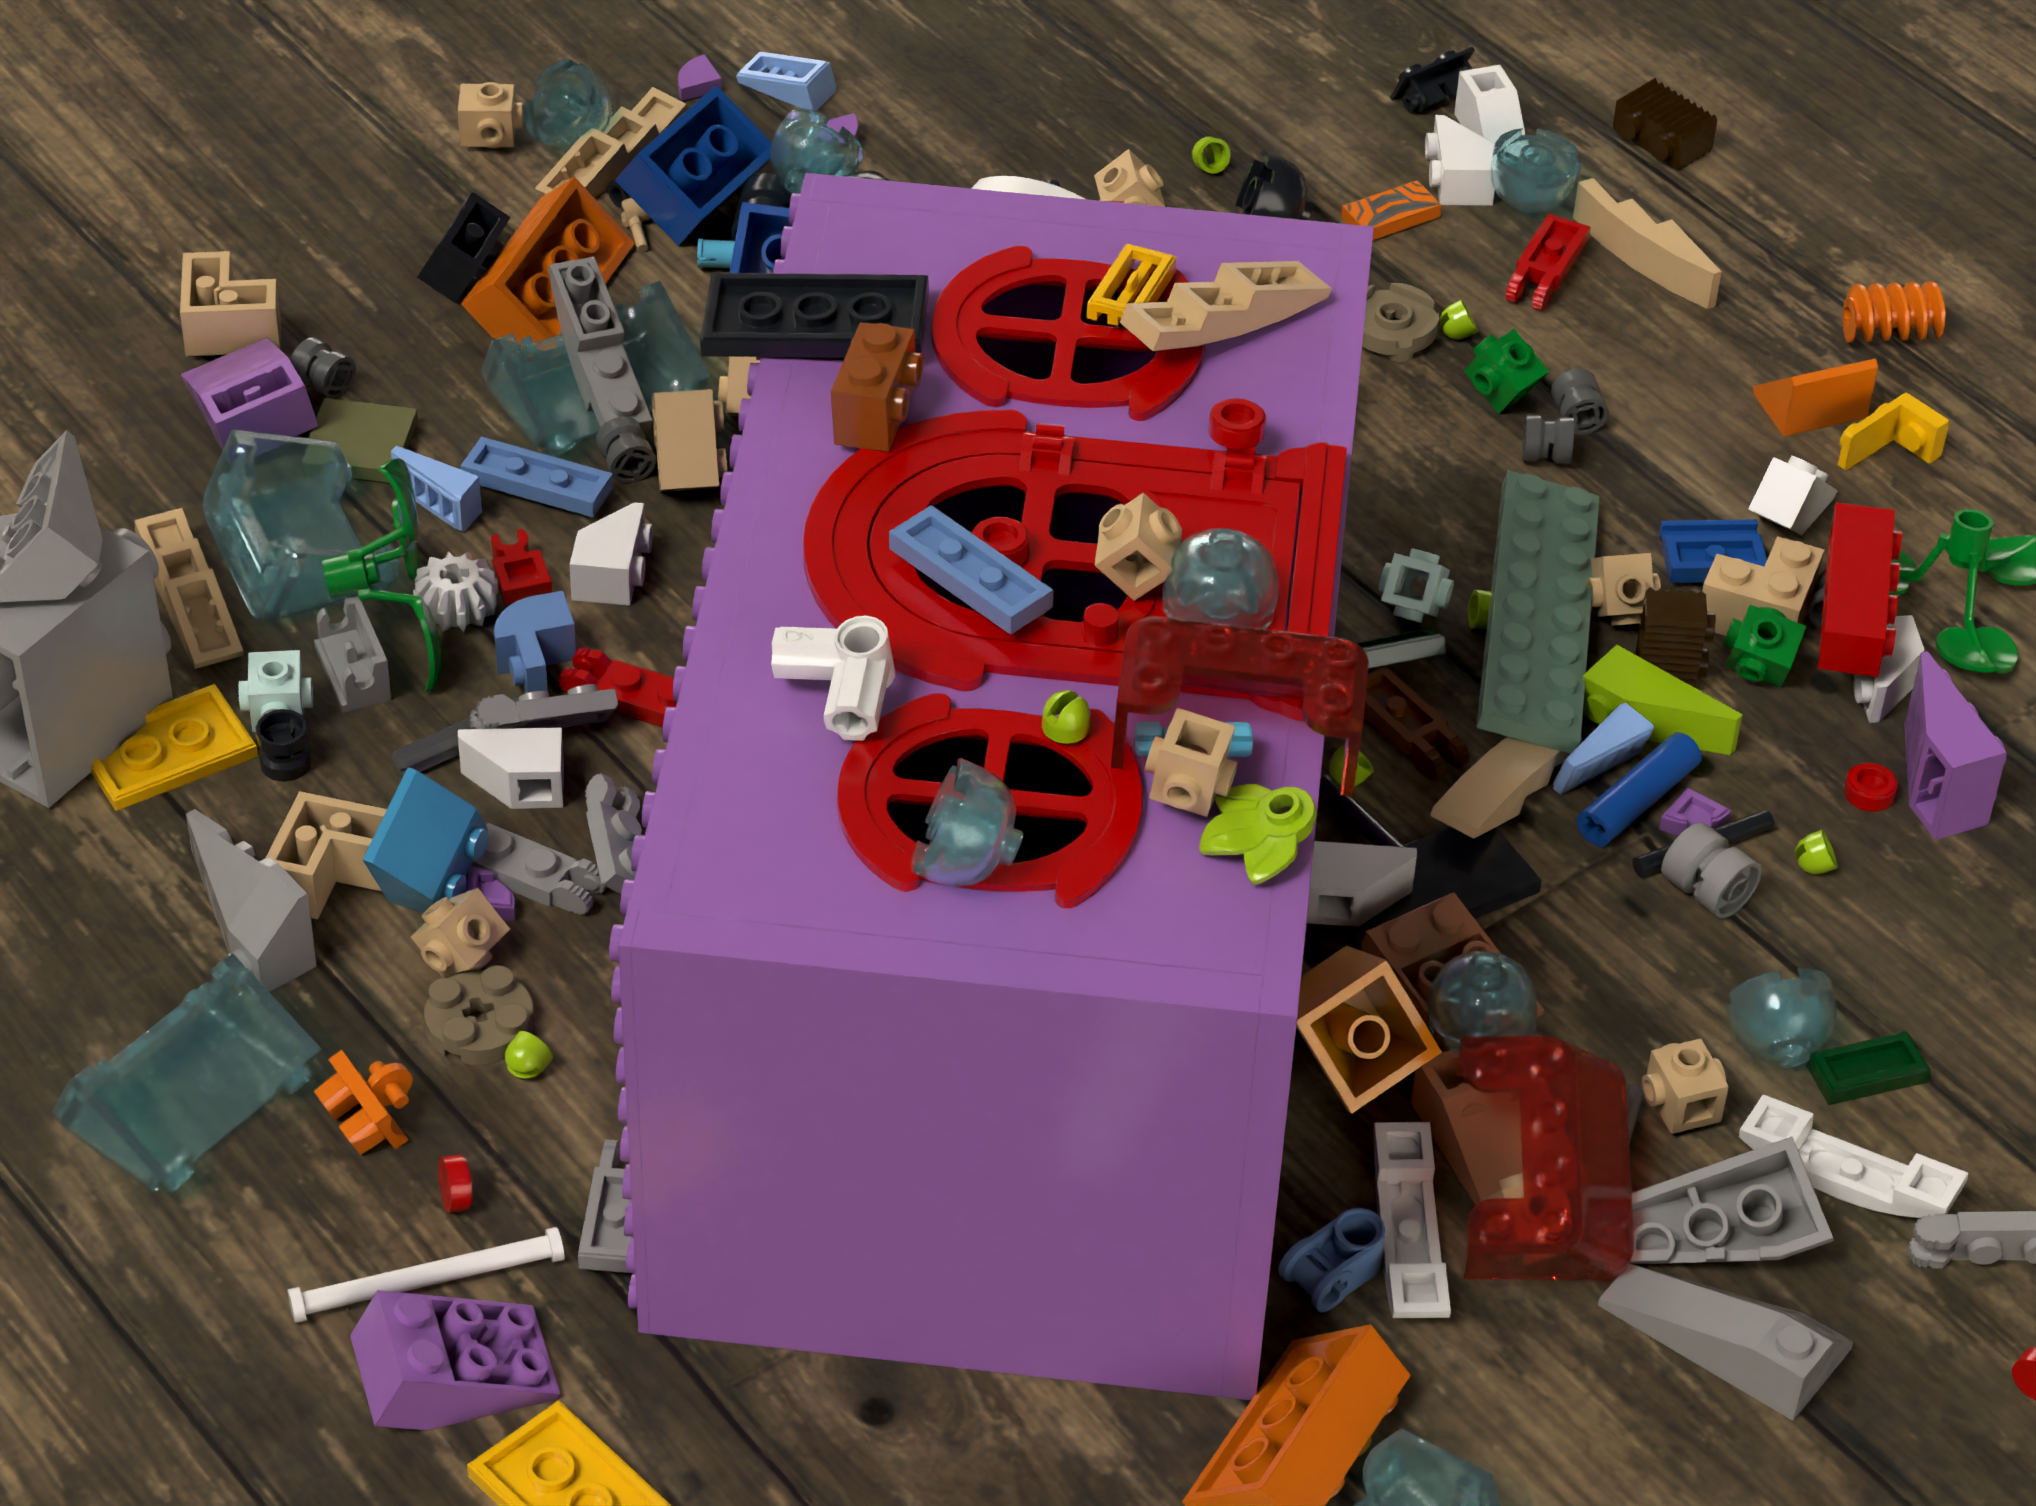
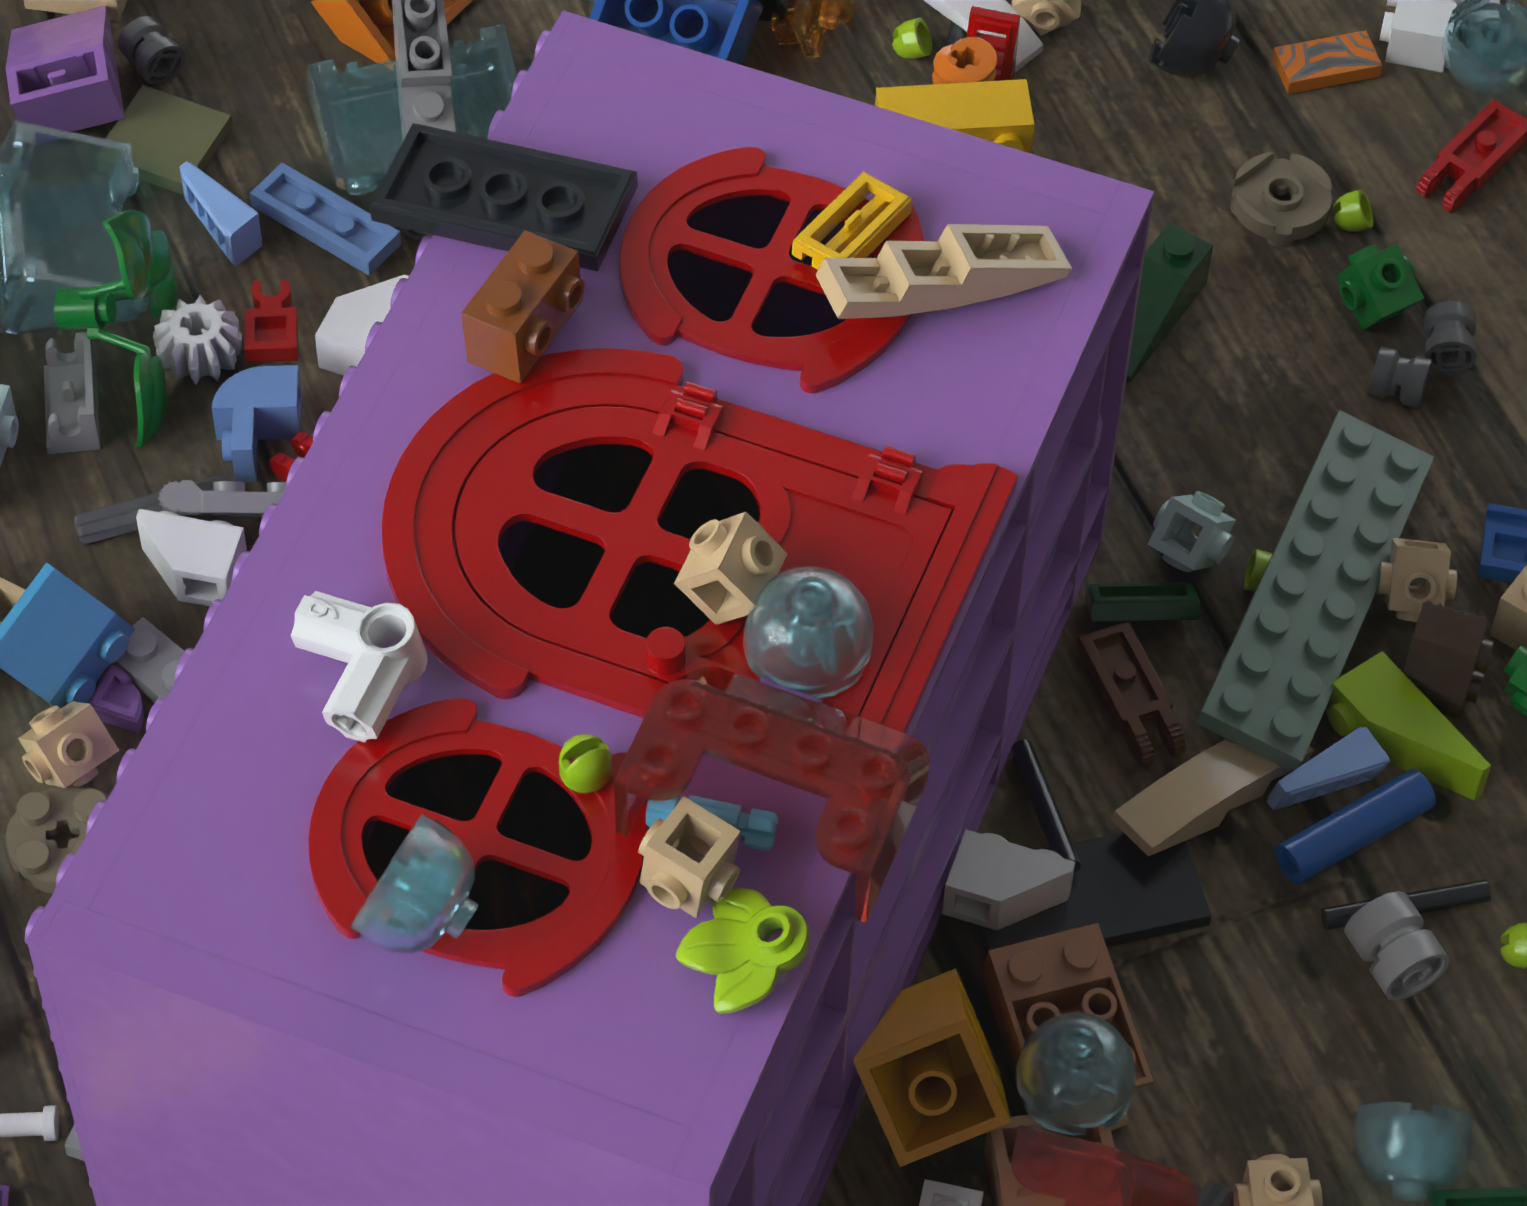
camera: 15 degrees right, 10 degrees up
(971, 569) = (547, 557): medium blue plate -> none
(1005, 536) = (595, 526): red tile -> none
(1237, 423) = (900, 427): red tile -> none
(1363, 771) = (1054, 732): lime hinge -> none
(1692, 809) = (1407, 868): medium lavender tile -> none

